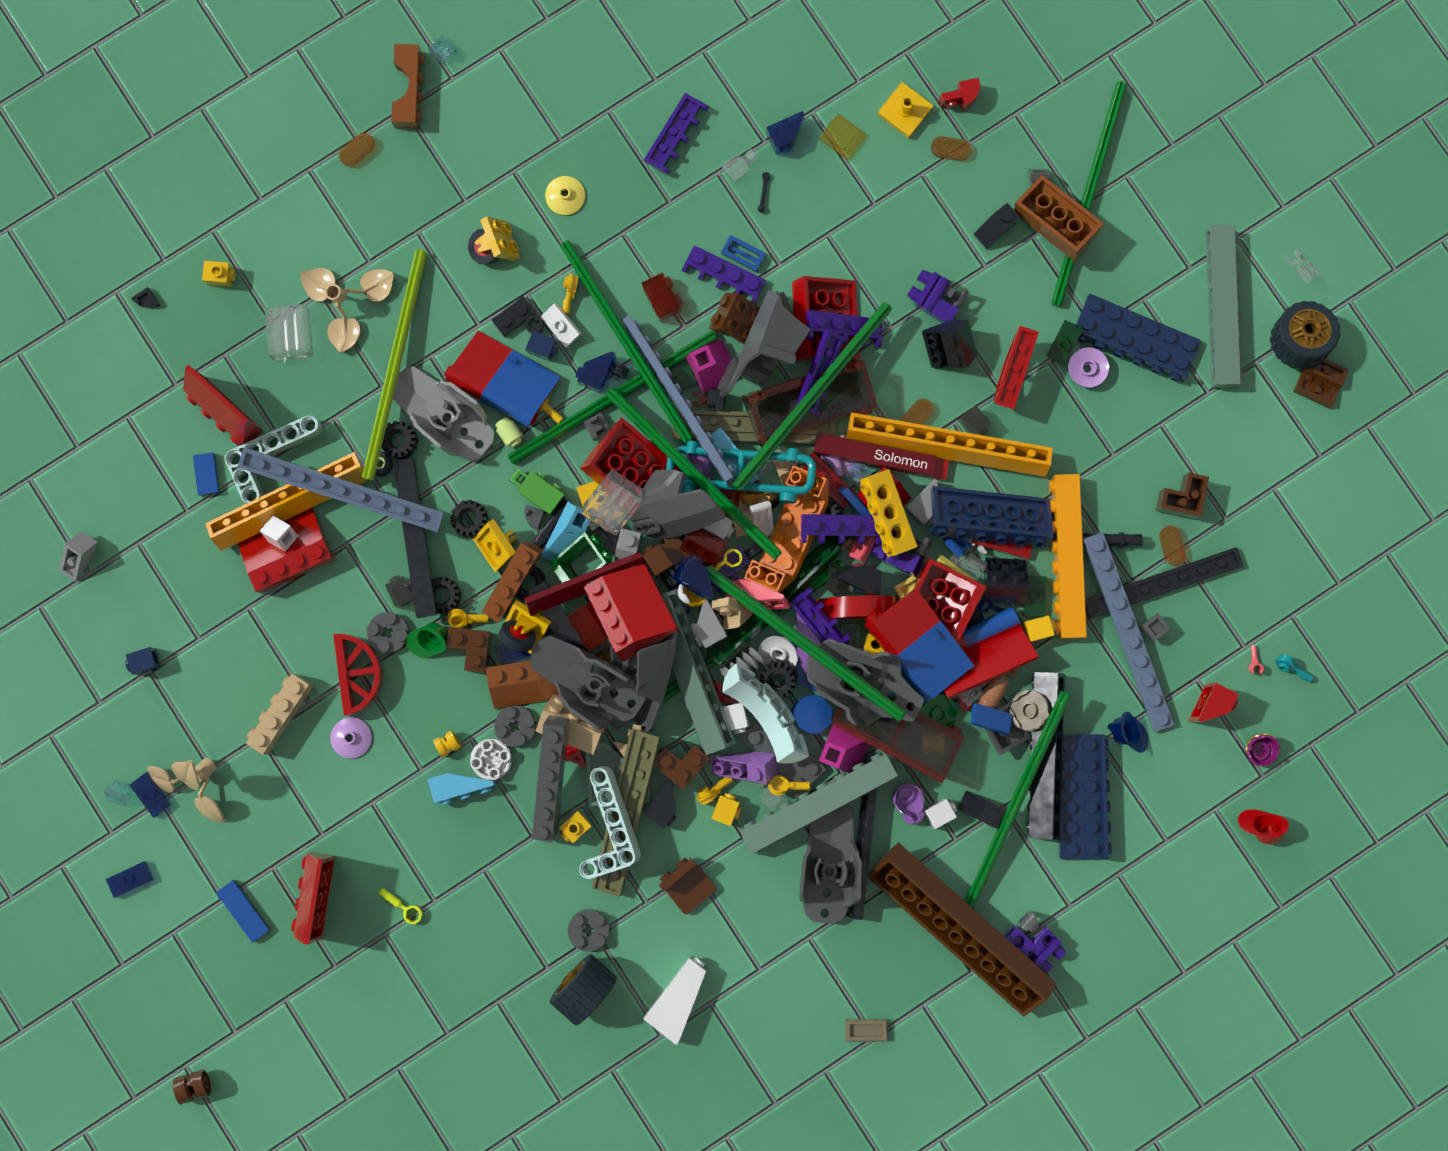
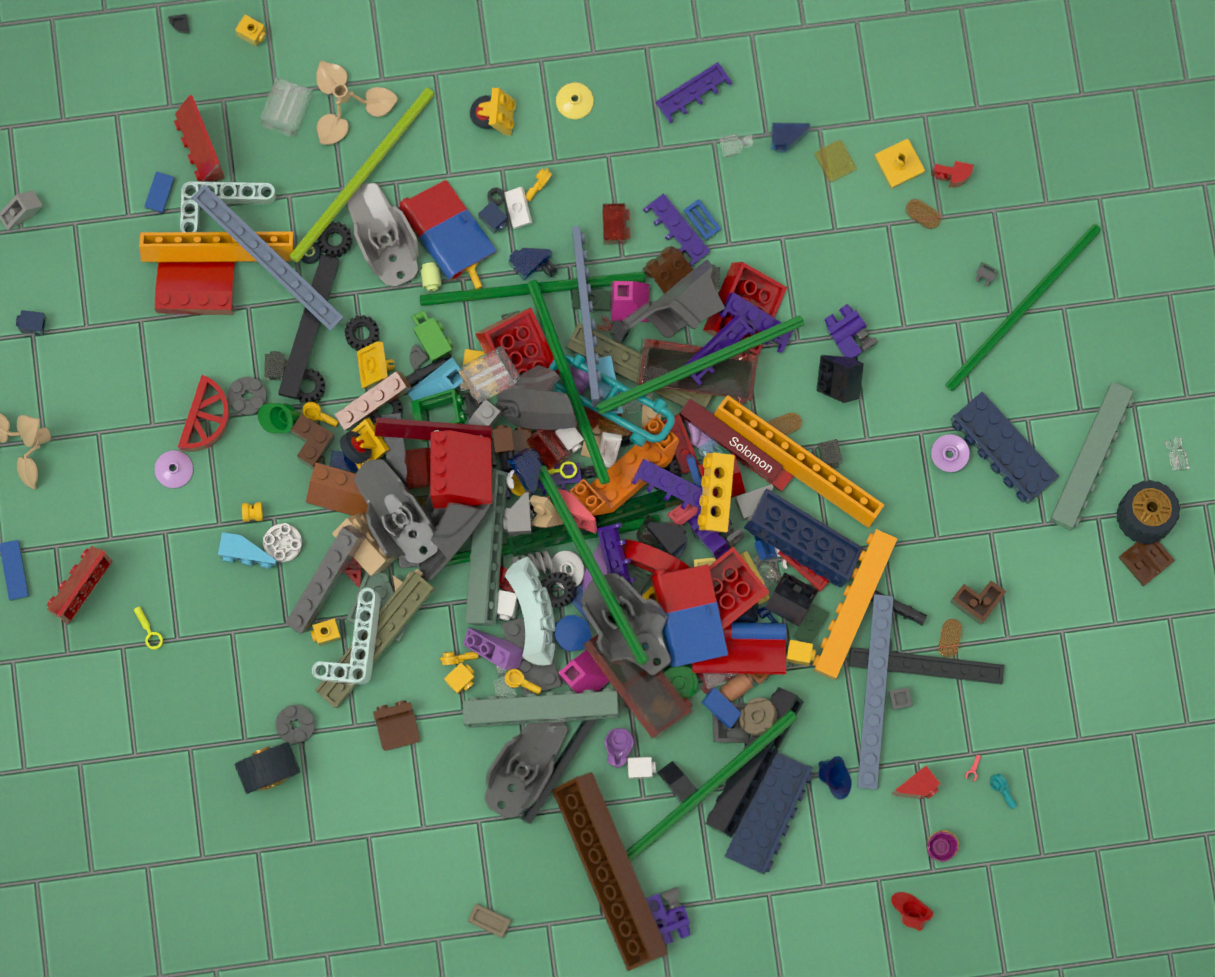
camera: 20 degrees right, 5 degrees down
(279, 533) = (197, 269): white brick -> none
(280, 713) = (124, 420): tan brick -> none
(503, 727) = (315, 535): dark grey plate -> none
(513, 316) = (481, 181): black plate -> none
(596, 425) = (507, 305): dark grey tile -> none
(626, 341) = (566, 245): green axle -> none
(663, 806) = (408, 650): black slope -> none
(675, 1003) = (338, 819): white slope -> none
(683, 770) = (440, 627): reddish brown brick -> none
(765, 176) = (753, 164): black hinge -> none
(997, 225) = (930, 297): black slope -> none
(1015, 367) = (885, 423): red window -> none
(1058, 218) = (983, 314): dark orange slope -> none
(1064, 341) = (939, 421): dark green plate -> none

